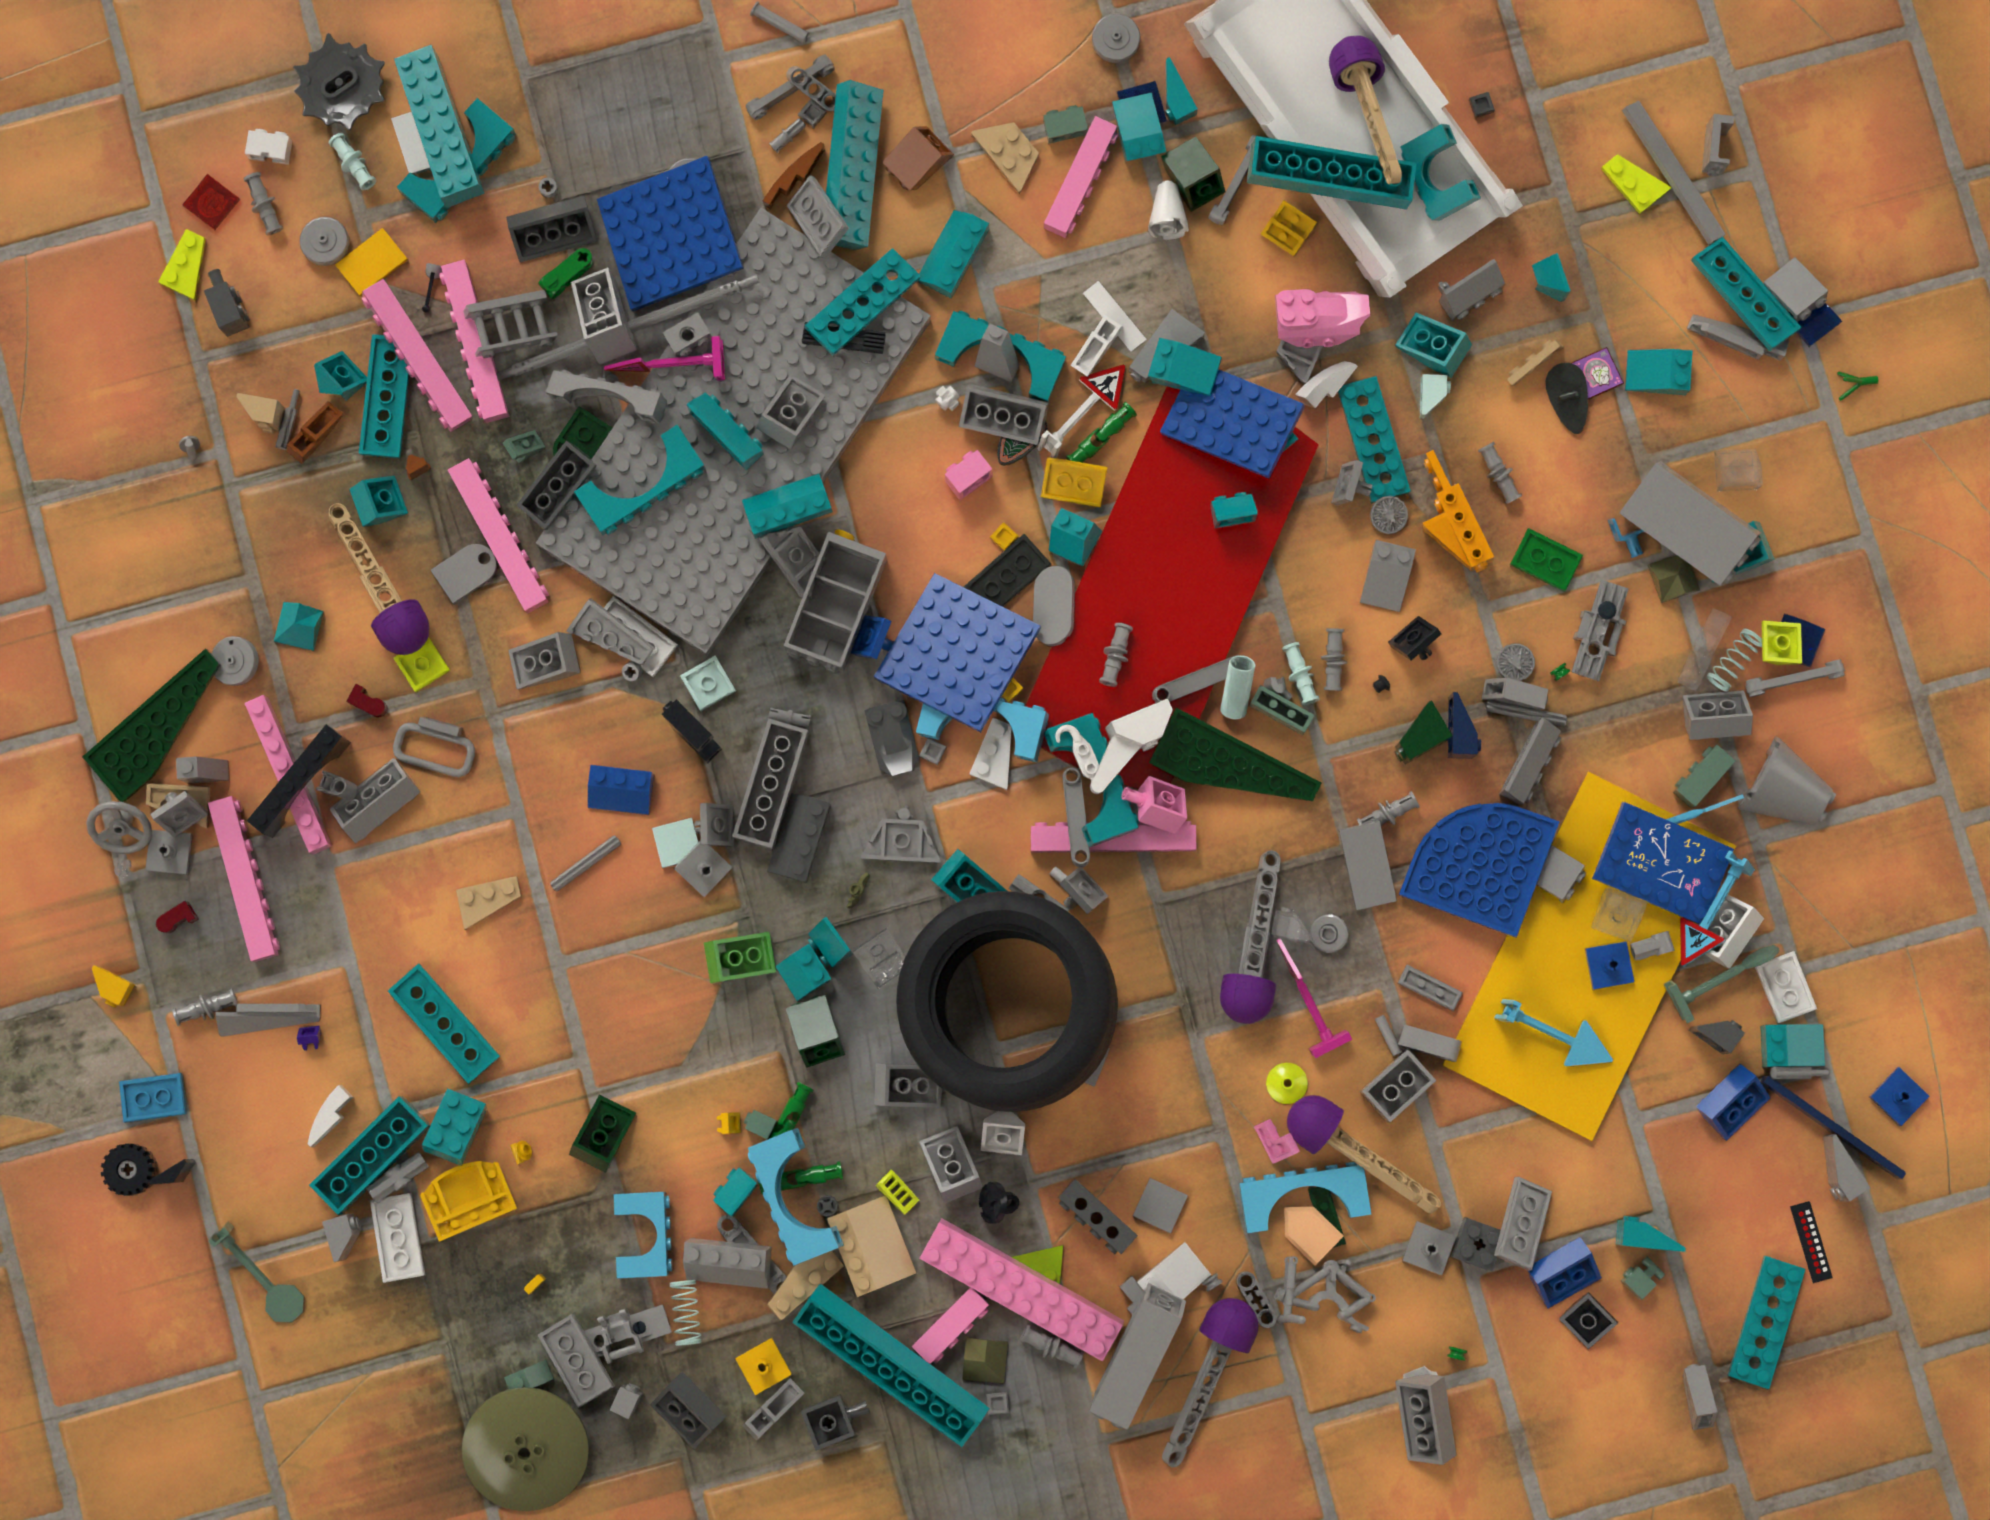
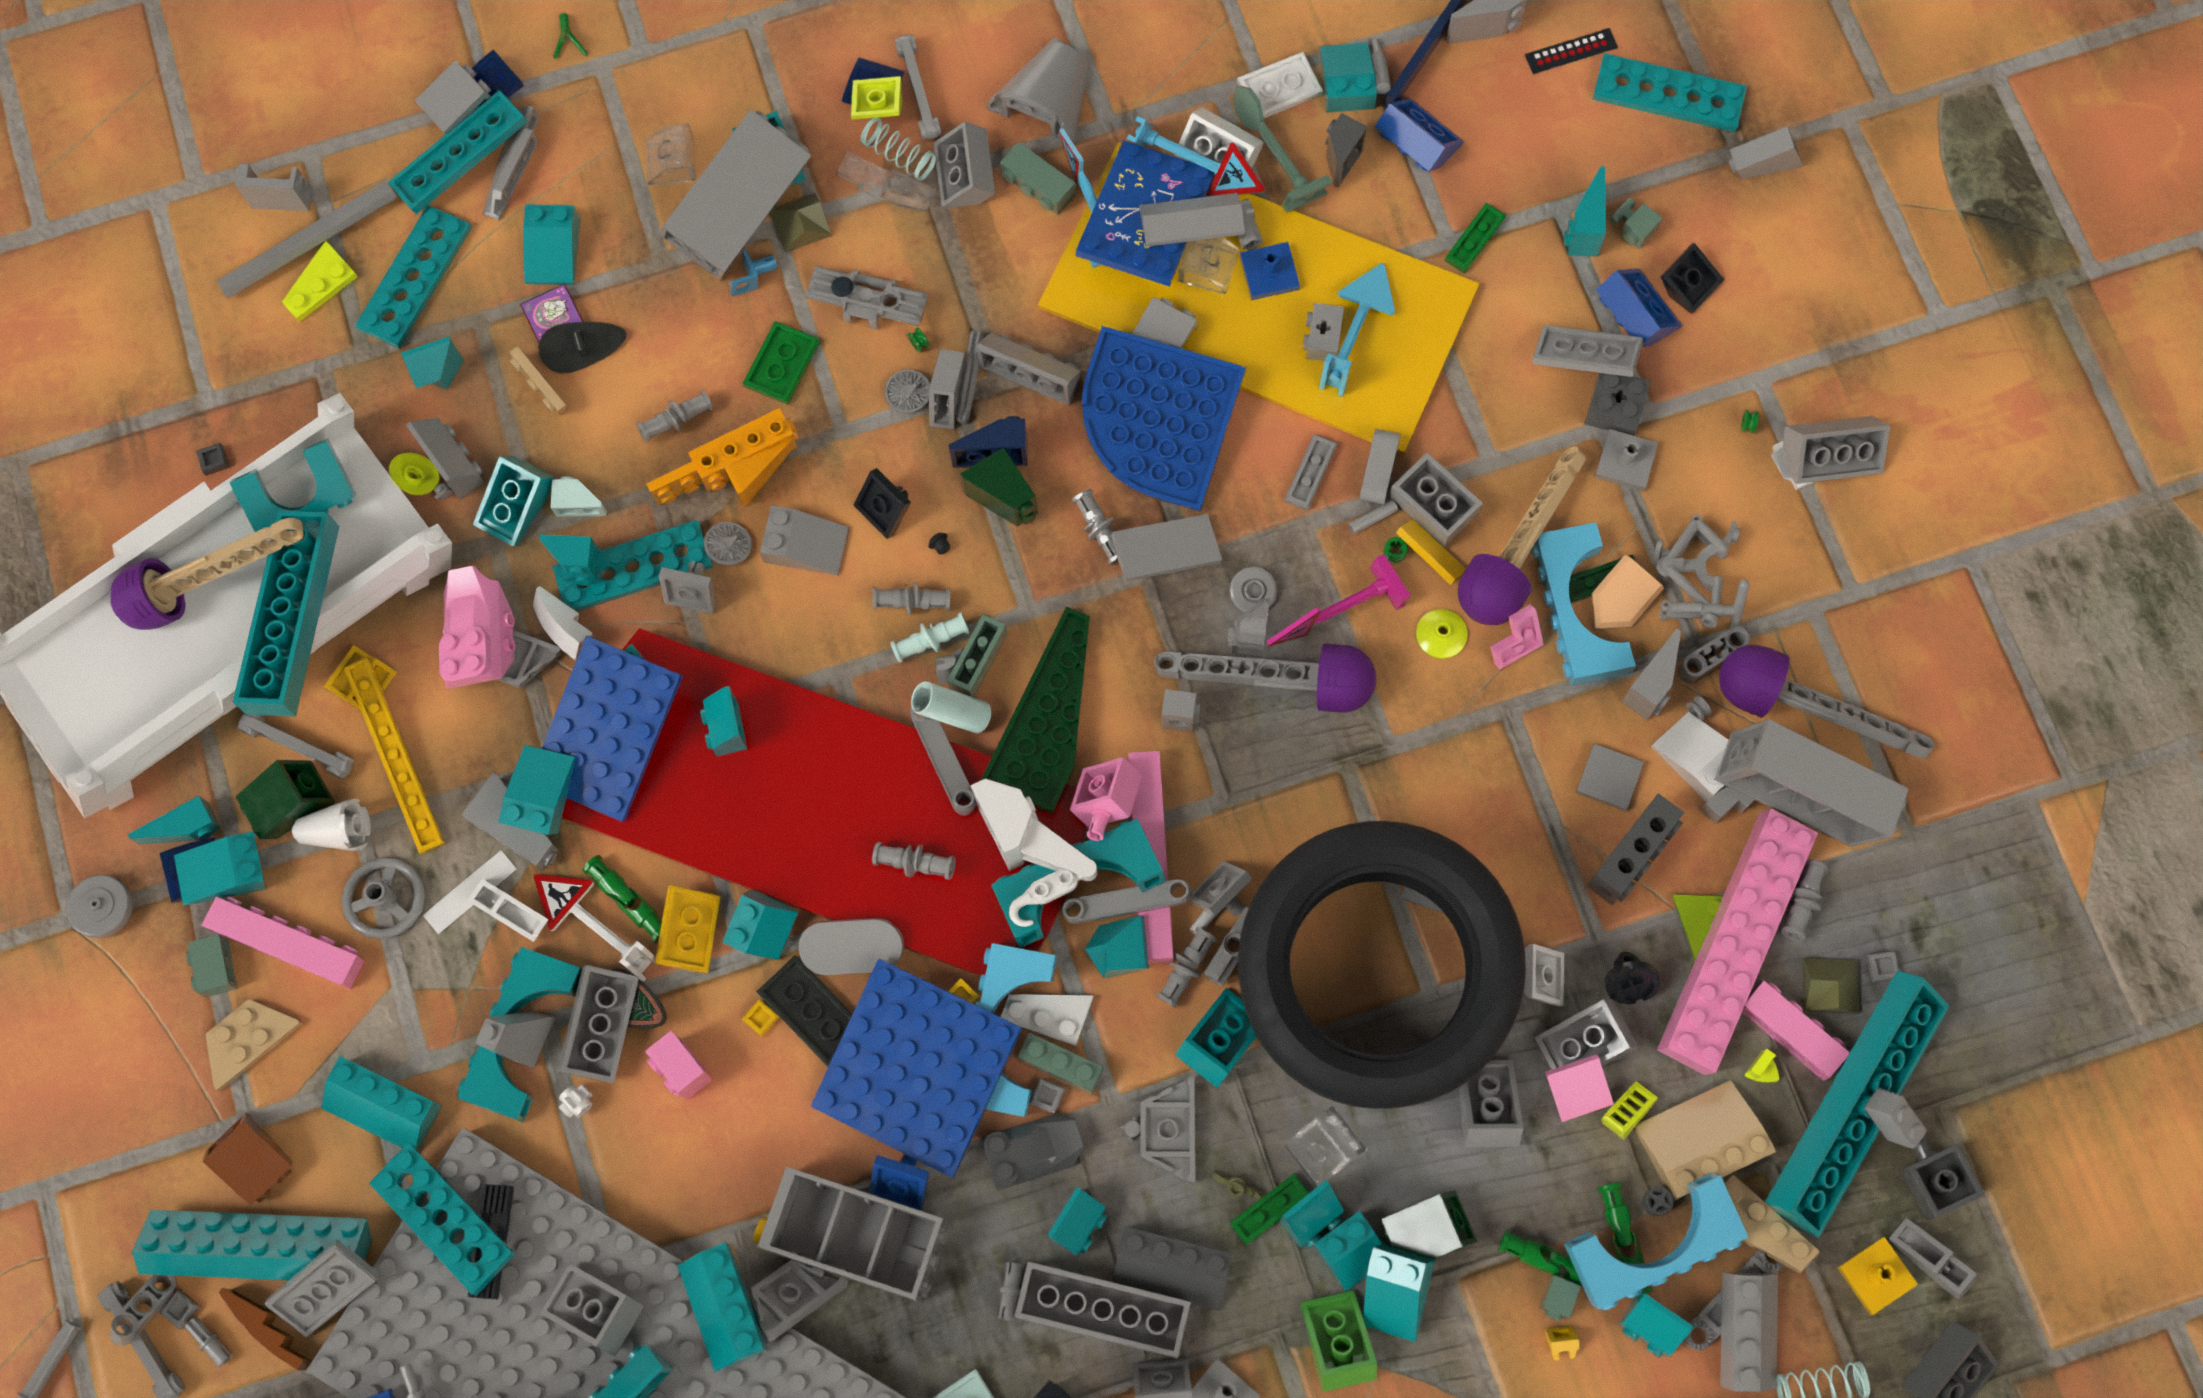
camera: 90 degrees left, 10 degrees down
(772, 1001) = (1396, 1291): none -> teal slope
(835, 768) = (1078, 1222): none -> teal slope
(838, 914) = (1268, 1209): none -> green tile
(875, 1390) = (1895, 1118): none -> light grey brick
(914, 1153) = (1579, 1088): none -> bright pink tile
(923, 1299) = (1763, 1068): none -> neon yellow tile
(955, 761) = (1060, 1064): none -> sand green brick
(1023, 861) = (1187, 967): none -> light grey piece
(1042, 810) = (1119, 947): none -> teal slope
(1116, 243) = (382, 897): none -> light grey piece
(1225, 256) = (394, 755): none -> yellow tile
(1228, 867) = (1180, 710): none -> light grey brick
(1231, 1245) = (1650, 690): none -> light grey slope
(1355, 1080) = (1431, 551): none -> yellow tile
(1358, 1057) = (1395, 541): none -> green bush
(1375, 394) = (576, 556): none -> teal slope
(1467, 264) = (414, 473): none -> neon yellow dish
(1560, 1012) = (1327, 319): none -> light grey brick
(1635, 1142) = (1475, 238): none -> green tile
(1648, 252) = (419, 290): none -> teal plate
(1651, 900) = (1192, 219): none -> light grey slope

